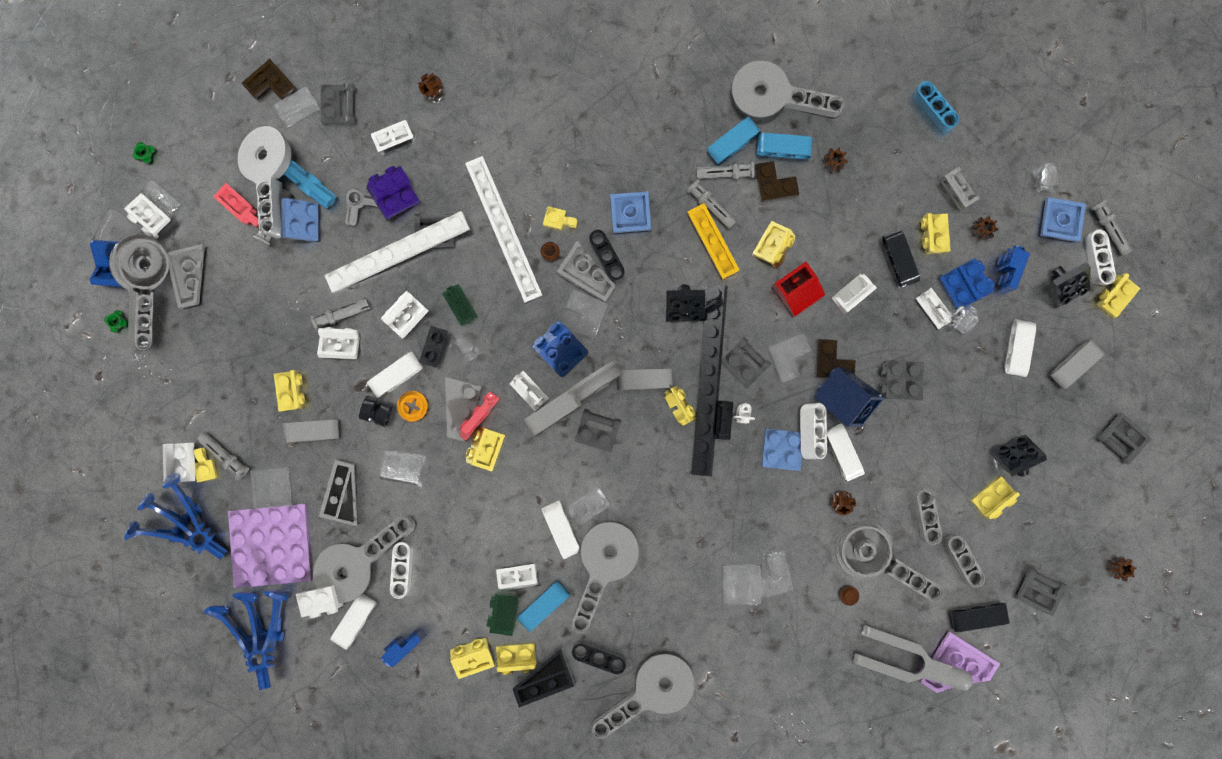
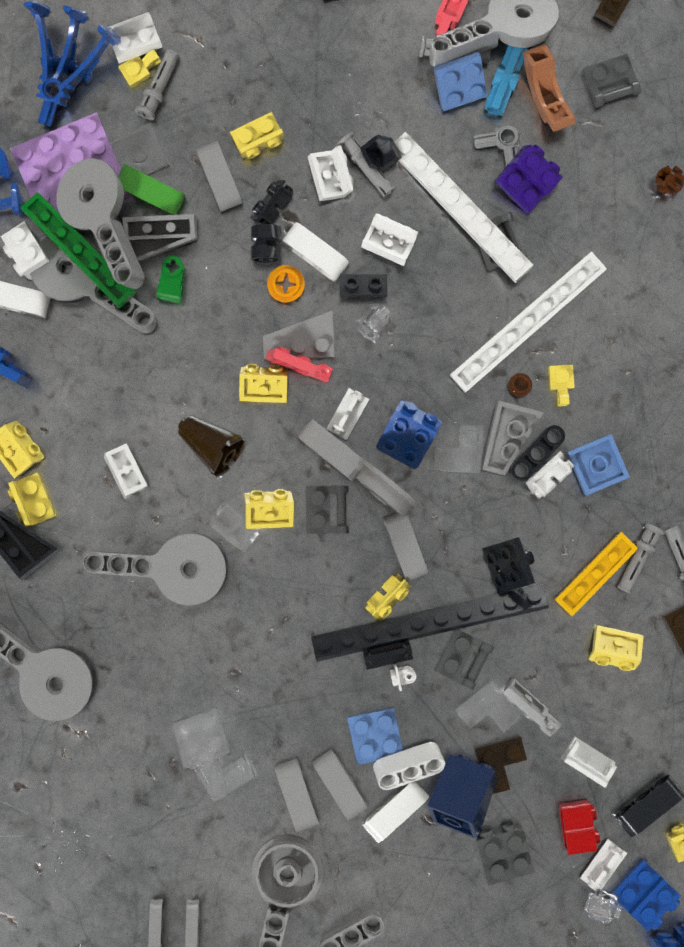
camera: 65 degrees right, 0 degrees up
(297, 107) = (592, 35): clear hinge -> none
(303, 488) = (150, 190): none -> bright green beam
(310, 534) = (97, 213): none -> light grey beam
(327, 156) = (545, 89): none -> nougat arch
(332, 559) = (76, 248): none -> green plate
(334, 299) = (380, 152): none -> black panel
(339, 391) = (276, 195): none -> black hinge
(383, 494) = (171, 284): none -> green piece
(392, 135) = (595, 155): white hinge -> none
(397, 578) = (80, 332): white beam -> none
(401, 468) = (209, 295): clear bracket -> none
(459, 304) = (422, 299): clear green hinge -> none
(503, 613) = (78, 469): clear green brick -> none
(517, 504) = (211, 443): none -> dark brown cone
(543, 606) = (101, 512): dark azure beam -> none
(561, 529) = (197, 504): white beam -> none
(583, 475) = (269, 509): none -> light yellow bracket
(606, 664) = (56, 607): black beam -> none
(629, 259) = (541, 482): none -> white hinge
(798, 323) = (531, 706): none -> light grey hinge
(799, 289) = (573, 695): red slope -> none
(808, 524) = (296, 795): none -> light grey beam
(811, 488) = (340, 784): none -> light grey beam
(843, 503) = (335, 828): reddish brown gear -> none
(849, 595) = (228, 870): reddish brown plate -> none
(900, 317) = (579, 827): none -> red brick

